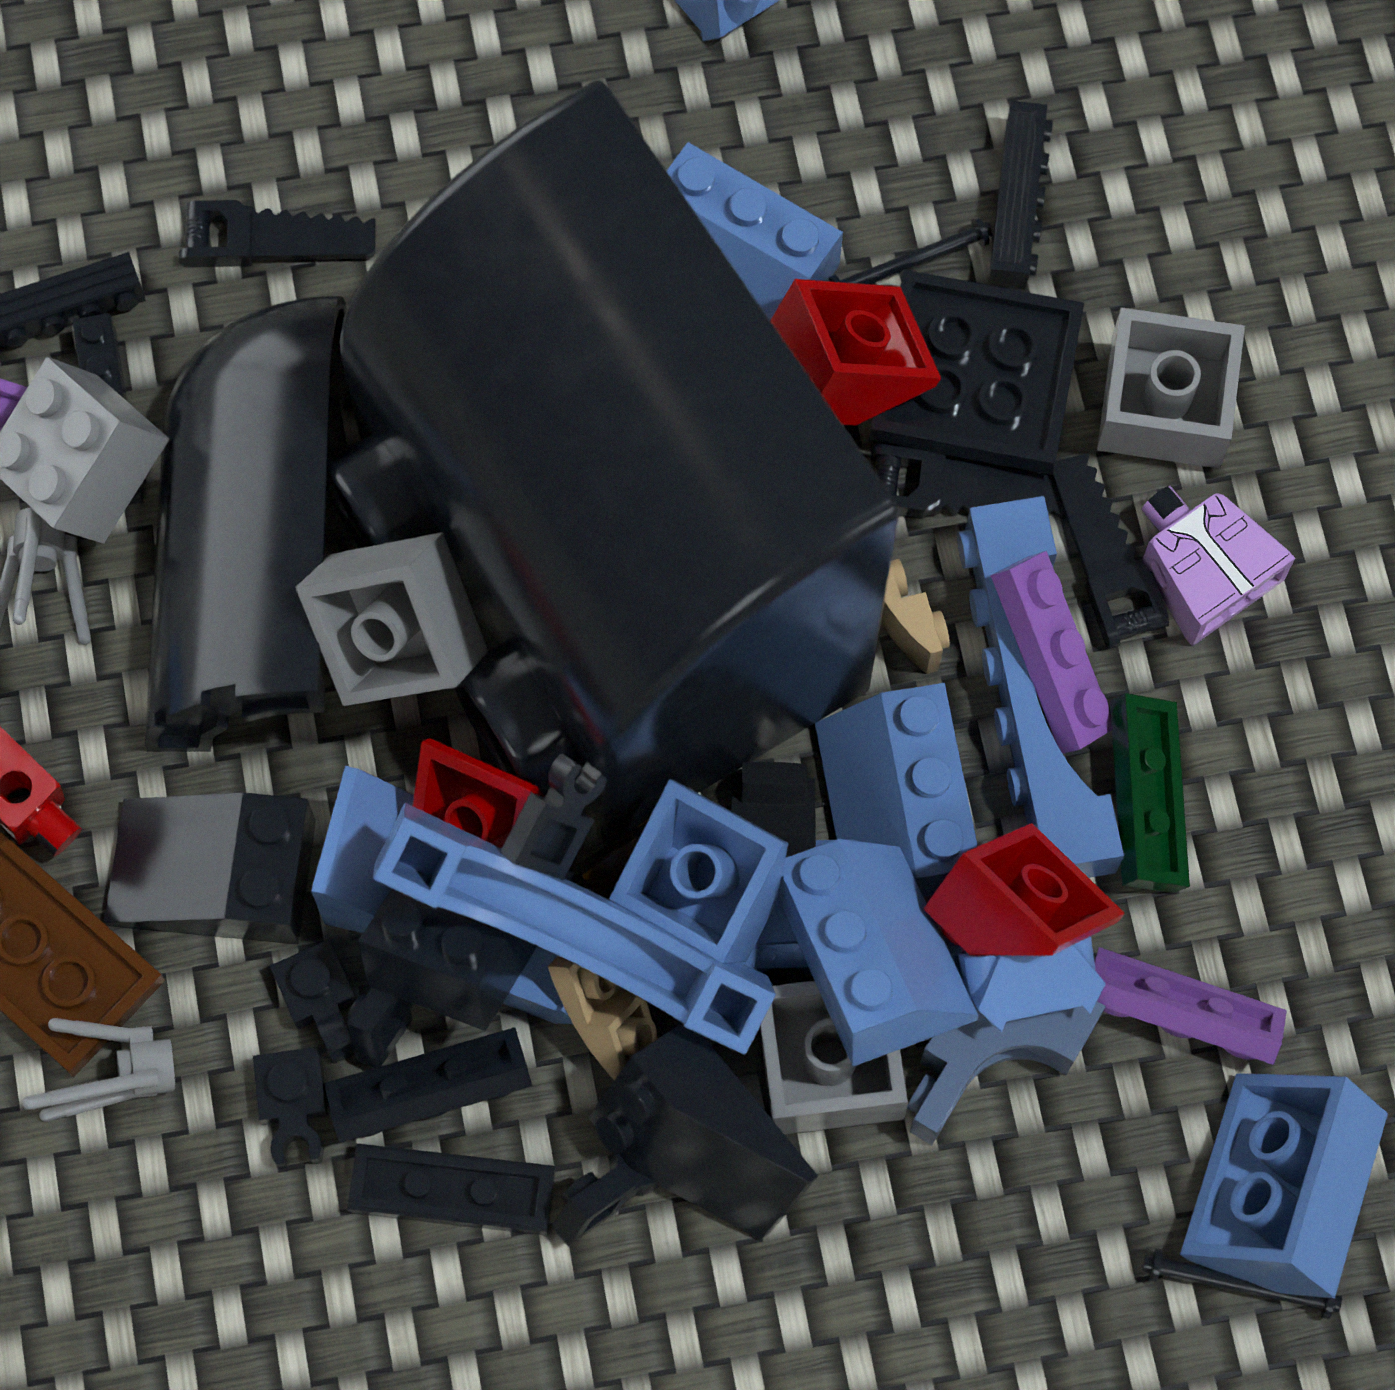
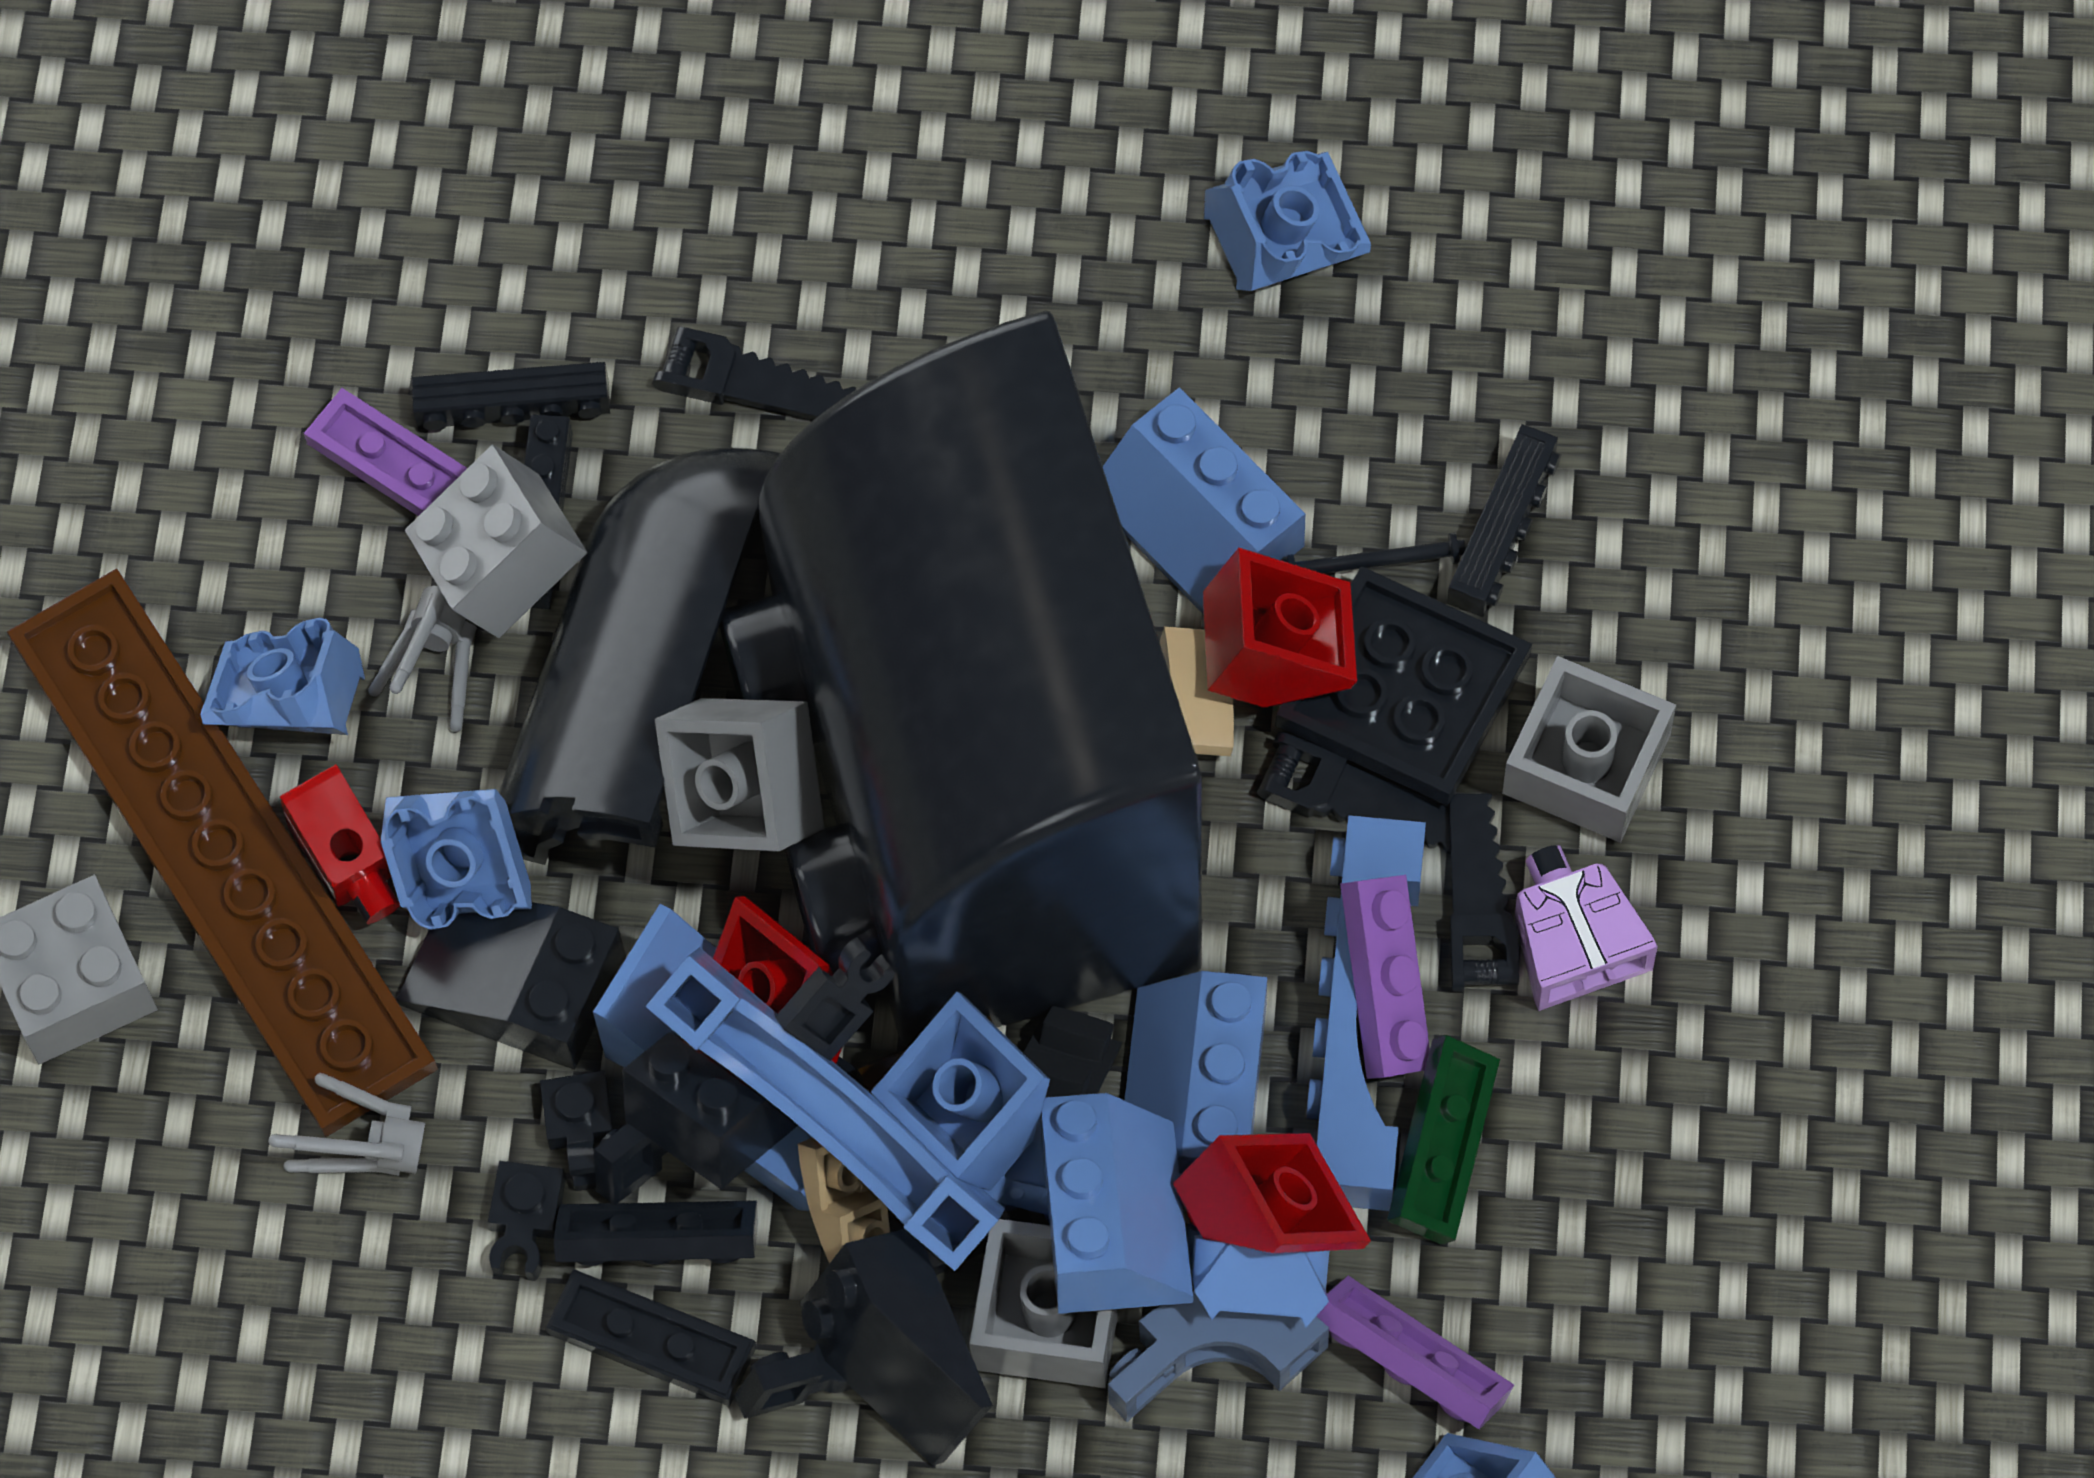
camera: 20 degrees right, 5 degrees down
(124, 769) = (454, 856): none -> medium blue slope
(912, 623) = (1255, 903): tan slope -> none

